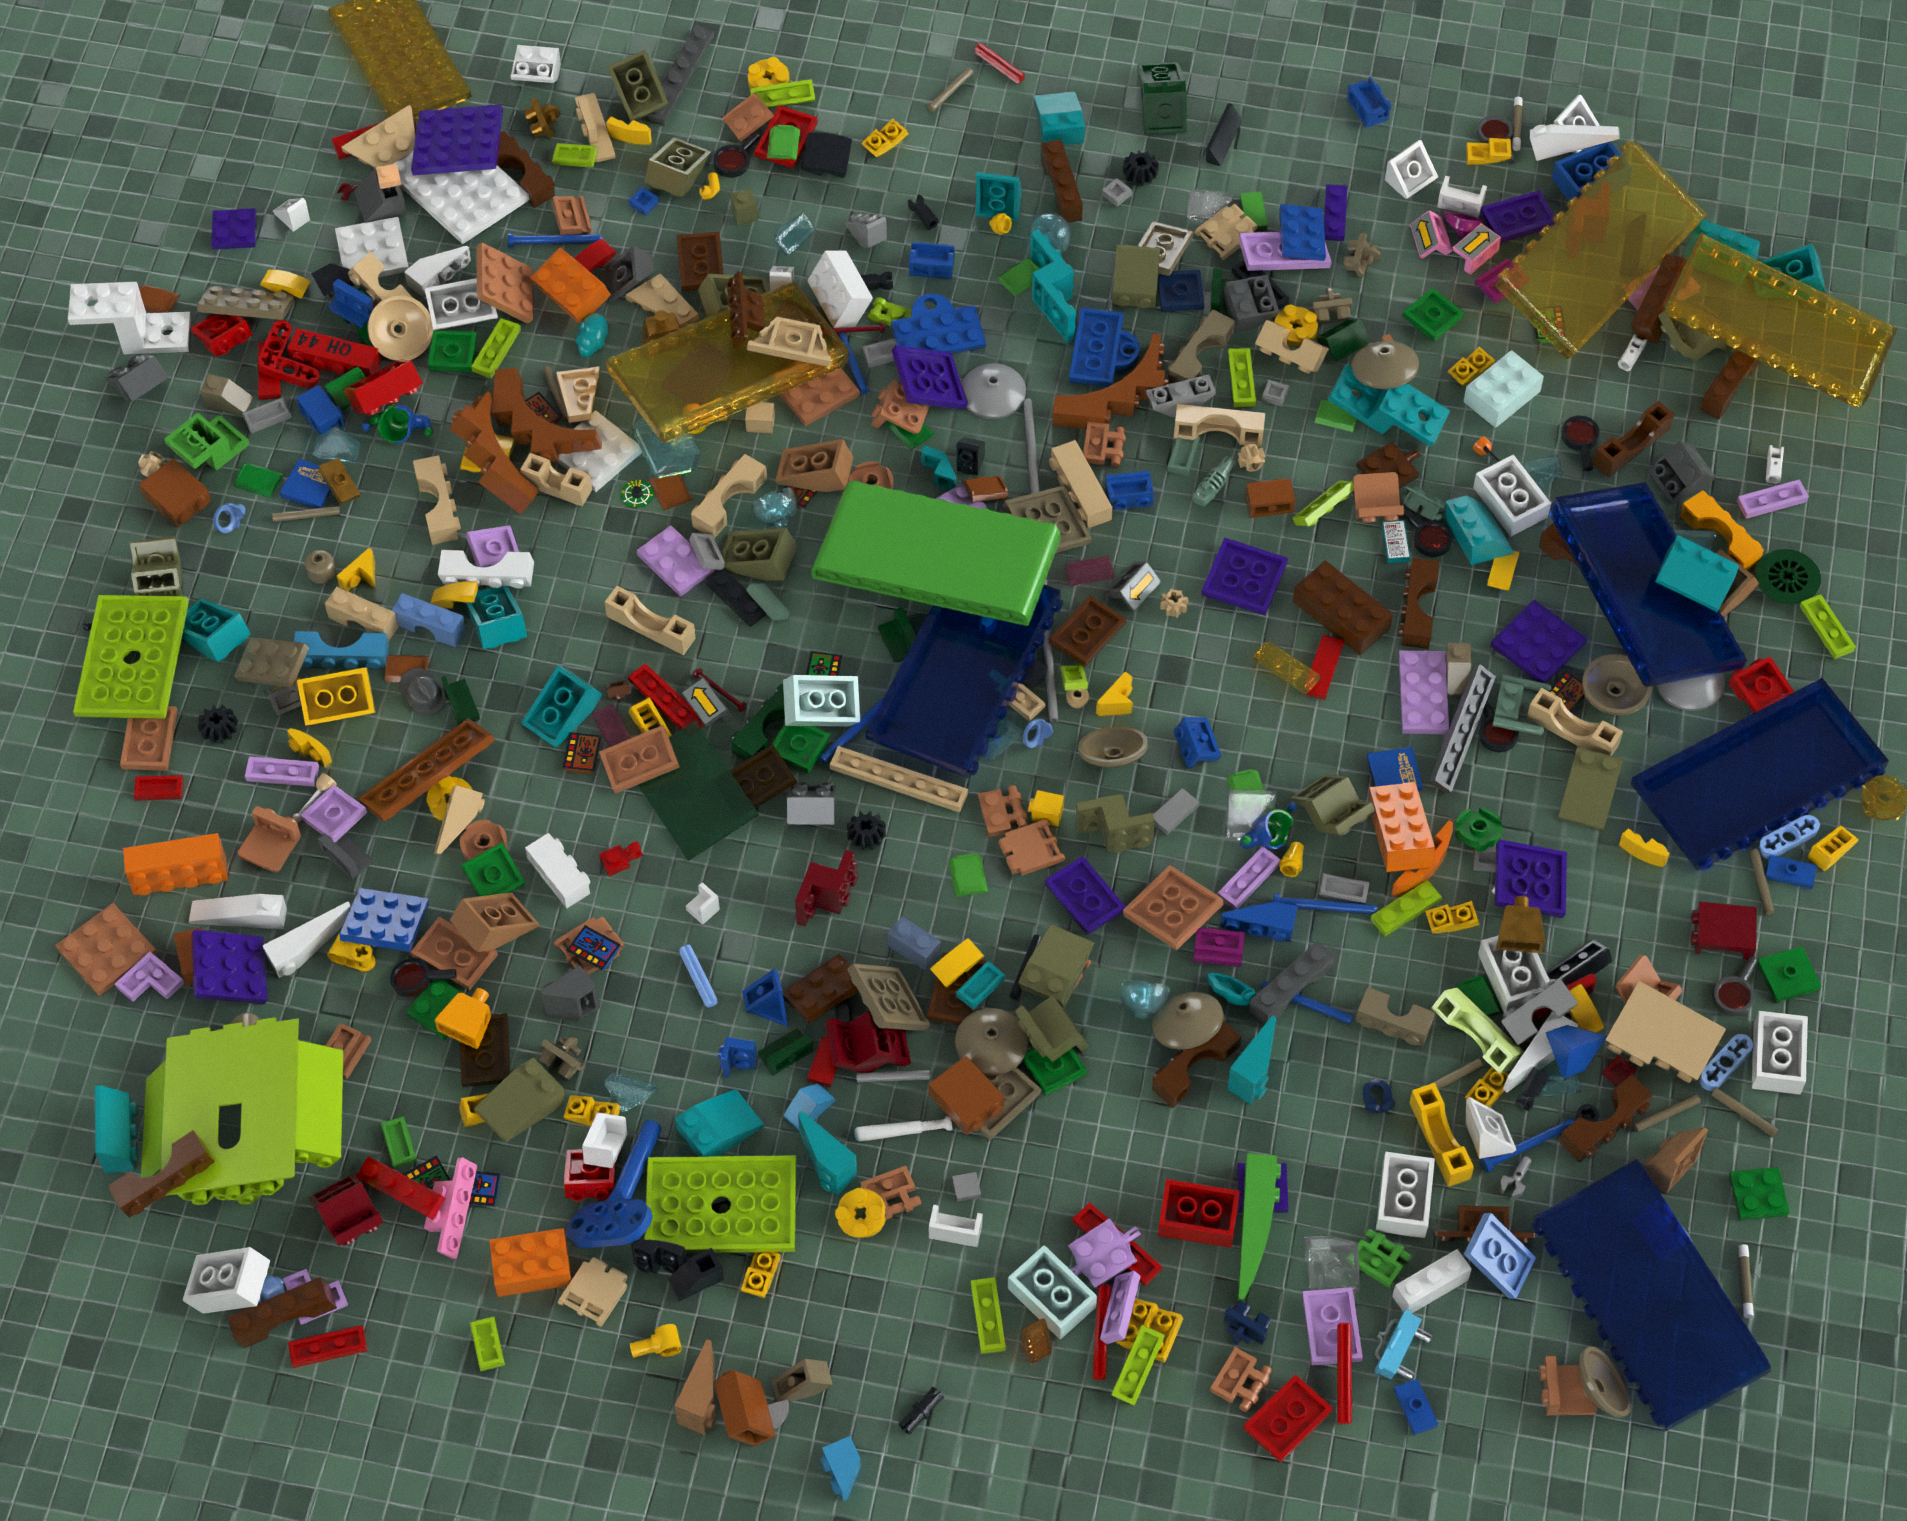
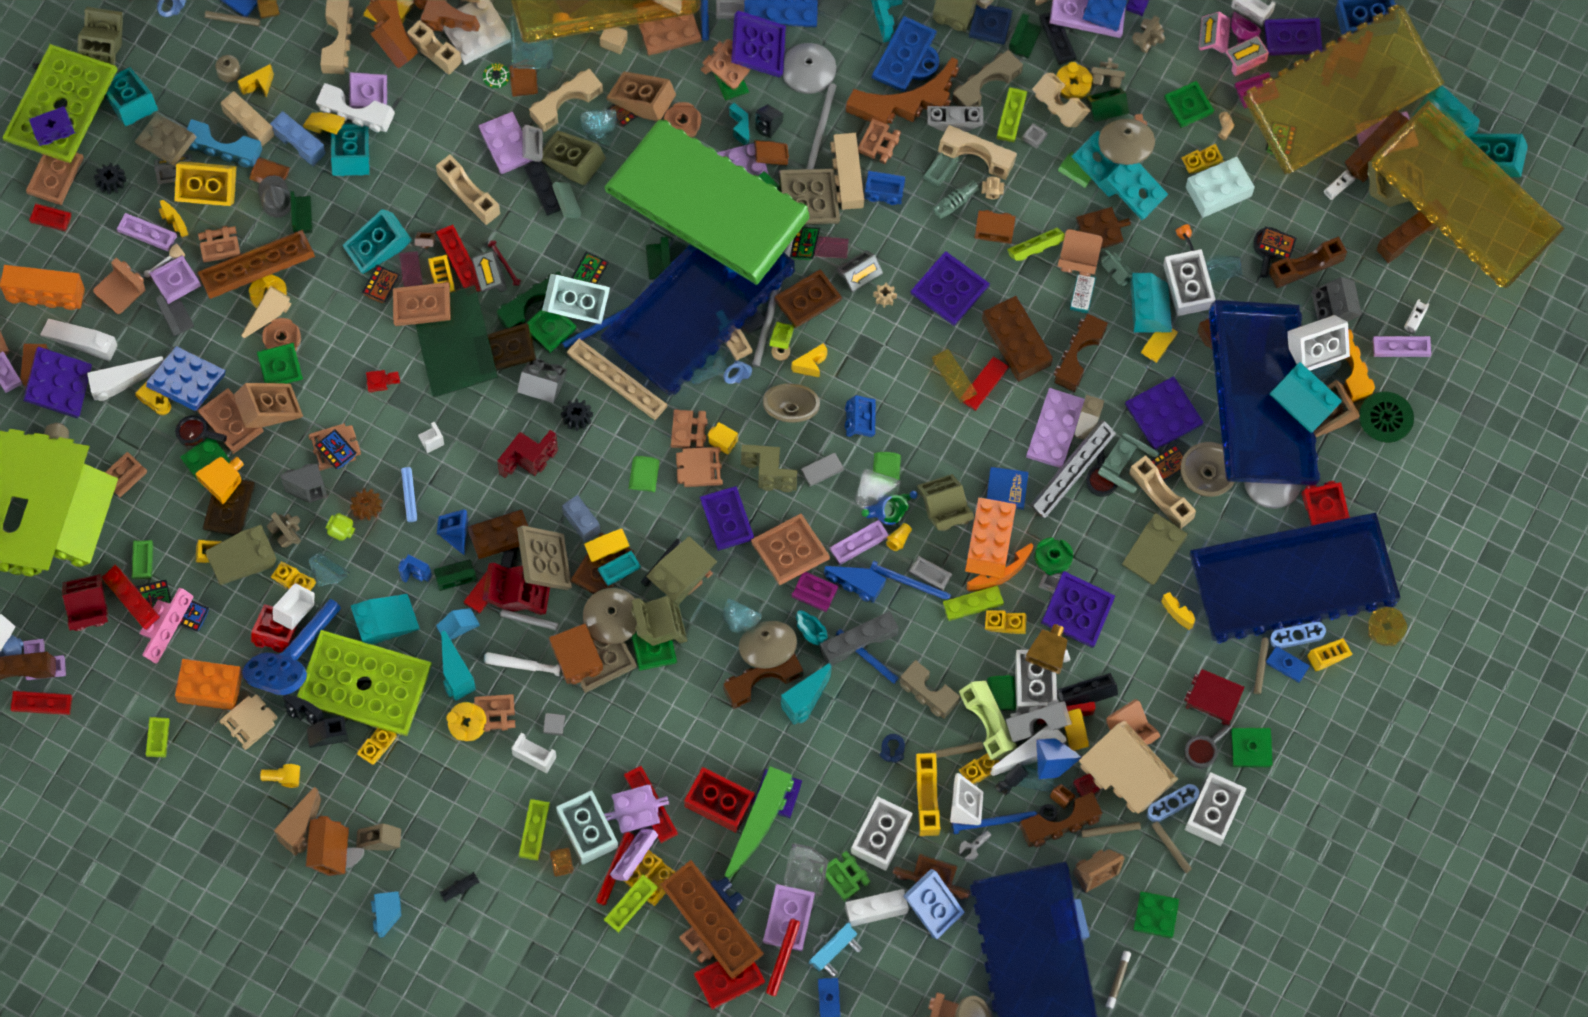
camera: 15 degrees right, 10 degrees up
(131, 680) = (52, 126): none -> dark purple brick
(376, 765) = (220, 248): none -> nougat plate
(558, 870) = (331, 376): white brick -> none
(628, 1035) = (340, 527): none -> lime head
(660, 1000) = (366, 511): none -> clear orange gear
(1063, 572) = (805, 243): none -> piece
(1244, 1353) = (711, 919): none -> dark orange plate
(1250, 302) = (1041, 51): dark grey slope -> none
(1430, 537) = (1112, 298): piece -> none
(1483, 324) = (1227, 125): none -> tan arm
(1590, 428) = (1277, 242): none -> piece
(1595, 1092) = (1062, 796): none -> dark orange slope
(1687, 512) = (1320, 342): none -> white slope
(1827, 626) = (1401, 469): lime plate -> none

